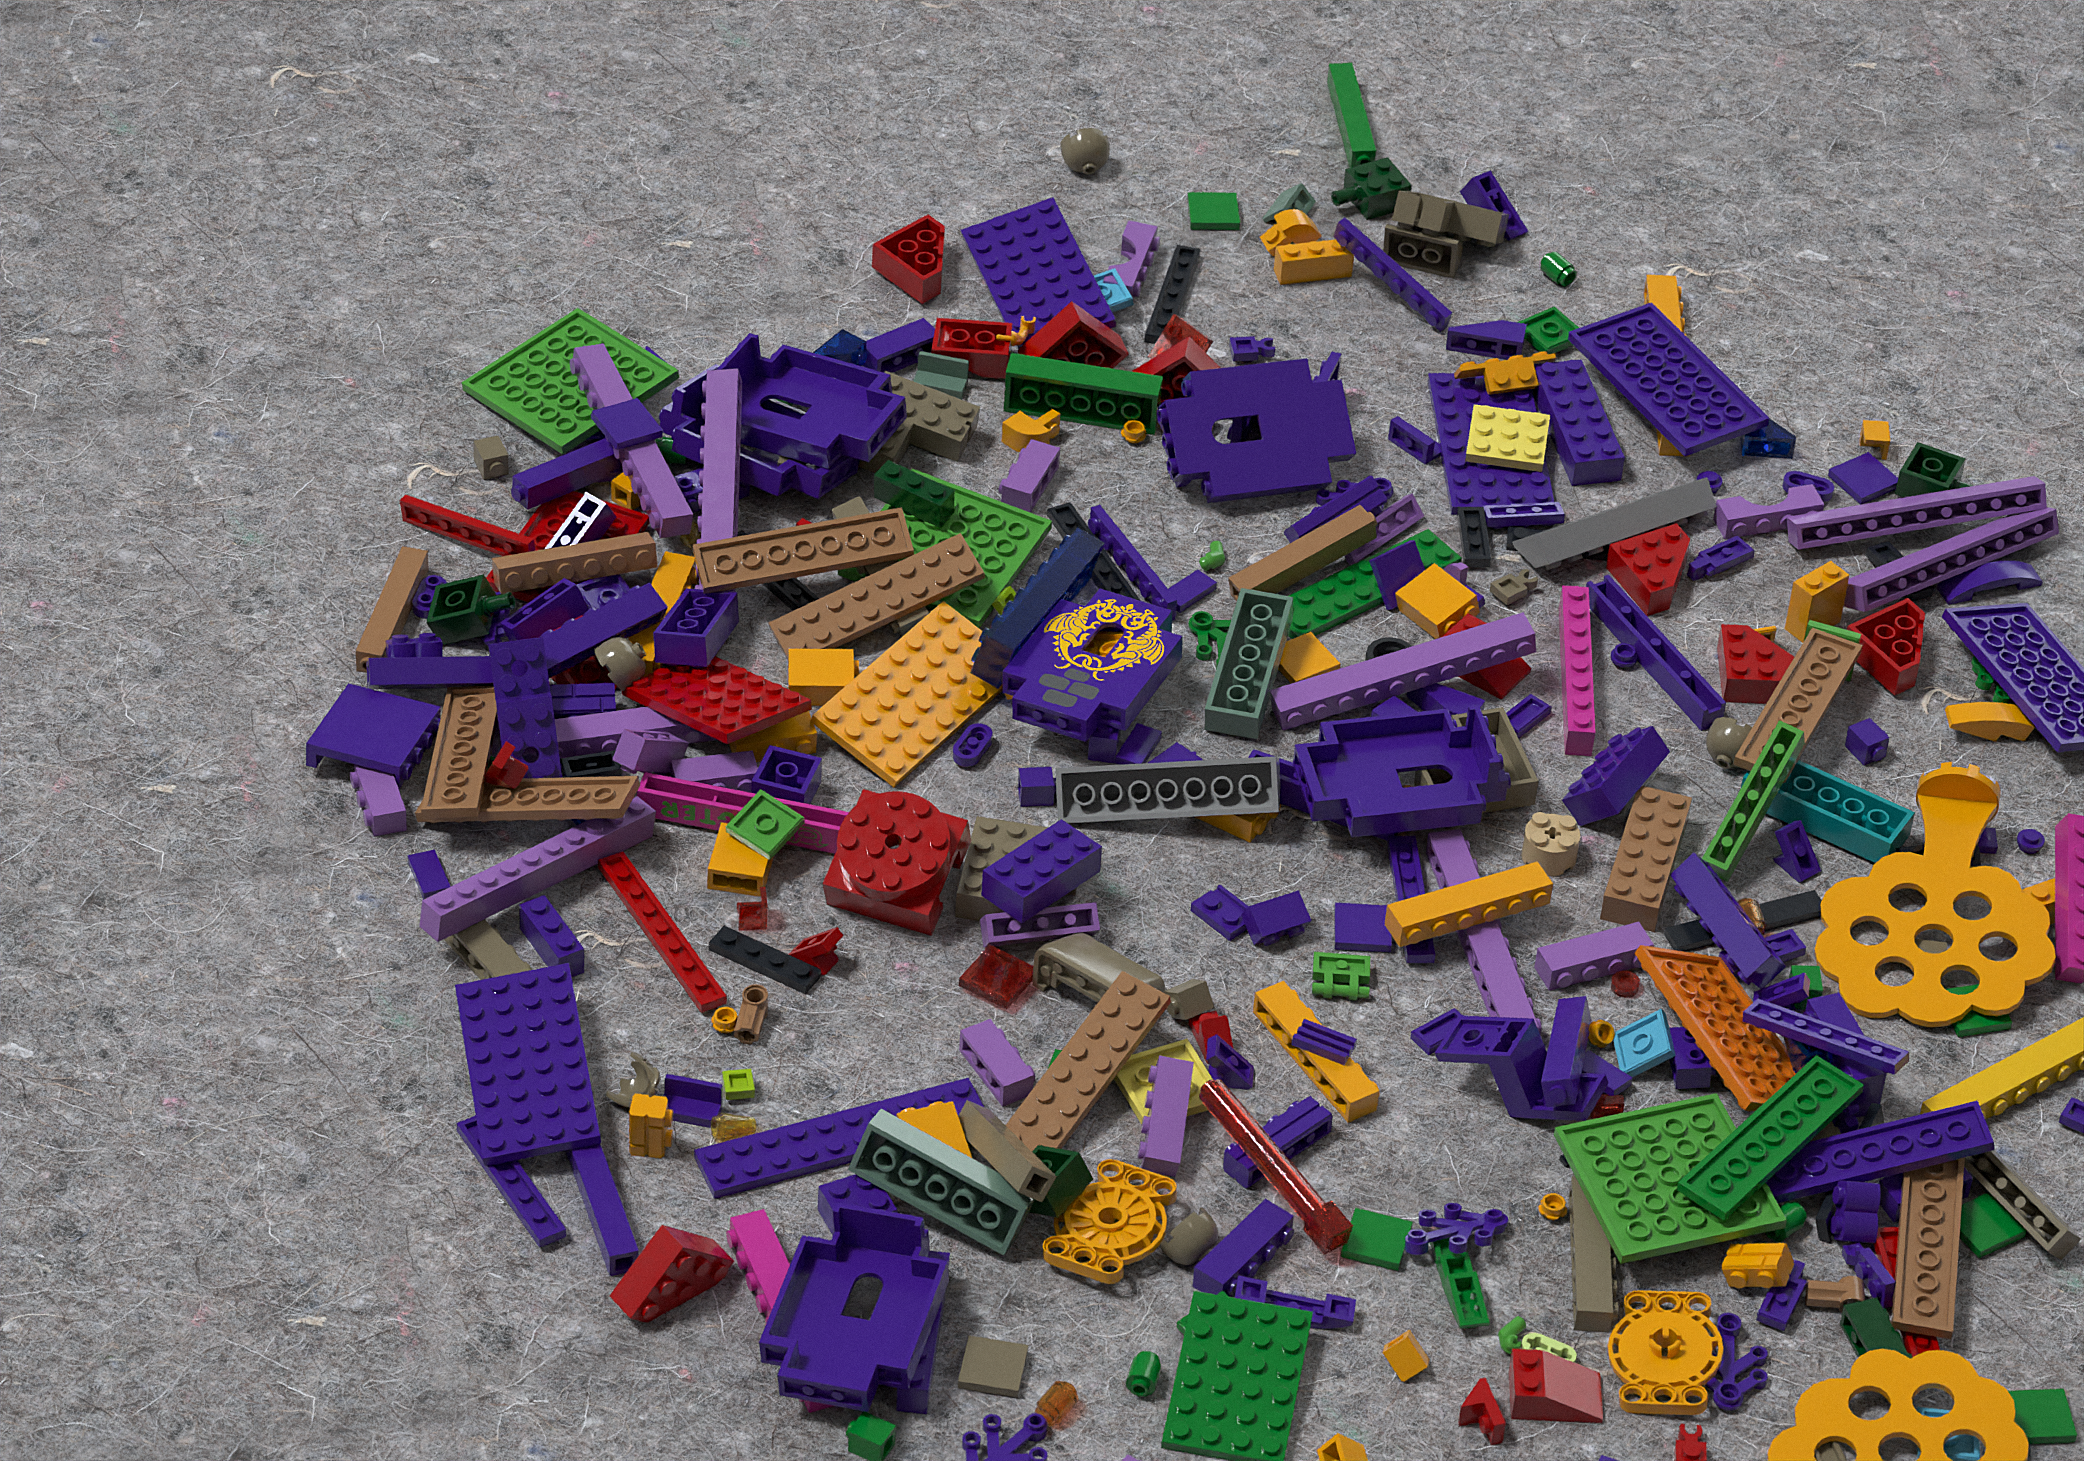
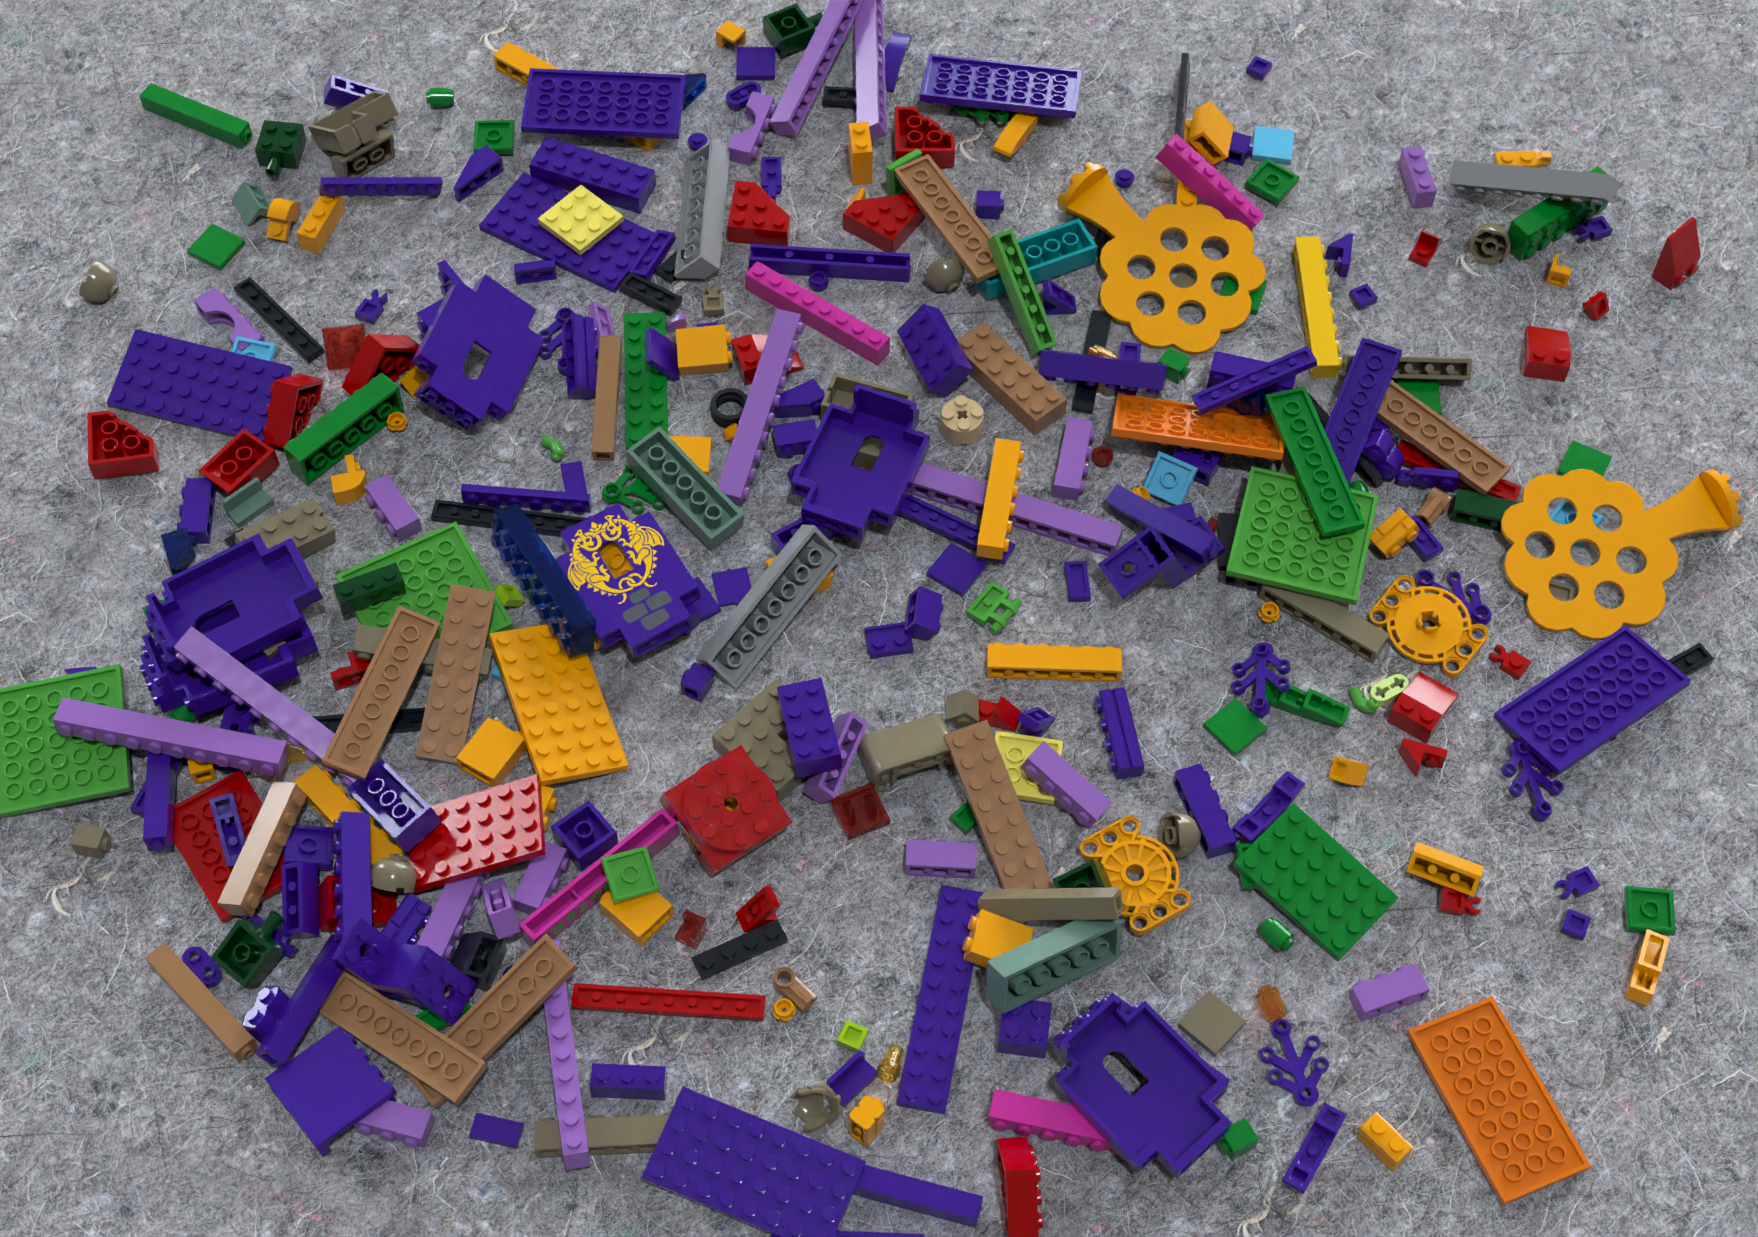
camera: 55 degrees left, 15 degrees up
(464, 527) = (162, 901): red plate -> none
(506, 769) = (454, 1019): red slope -> none
(626, 424) = (164, 731): dark purple tile -> none
(972, 744) = (627, 699): dark purple plate -> none
(1017, 339) = (250, 423): light orange piece -> none
(1322, 1220) = (1217, 749): clear red brick -> none
(1325, 1037) = (1059, 650): dark purple tile -> none
(1506, 375) = (525, 184): light orange bracket -> none
(1528, 714) = (829, 363): dark purple tile -> none
(1786, 992) = (1180, 382): dark purple slope -> none

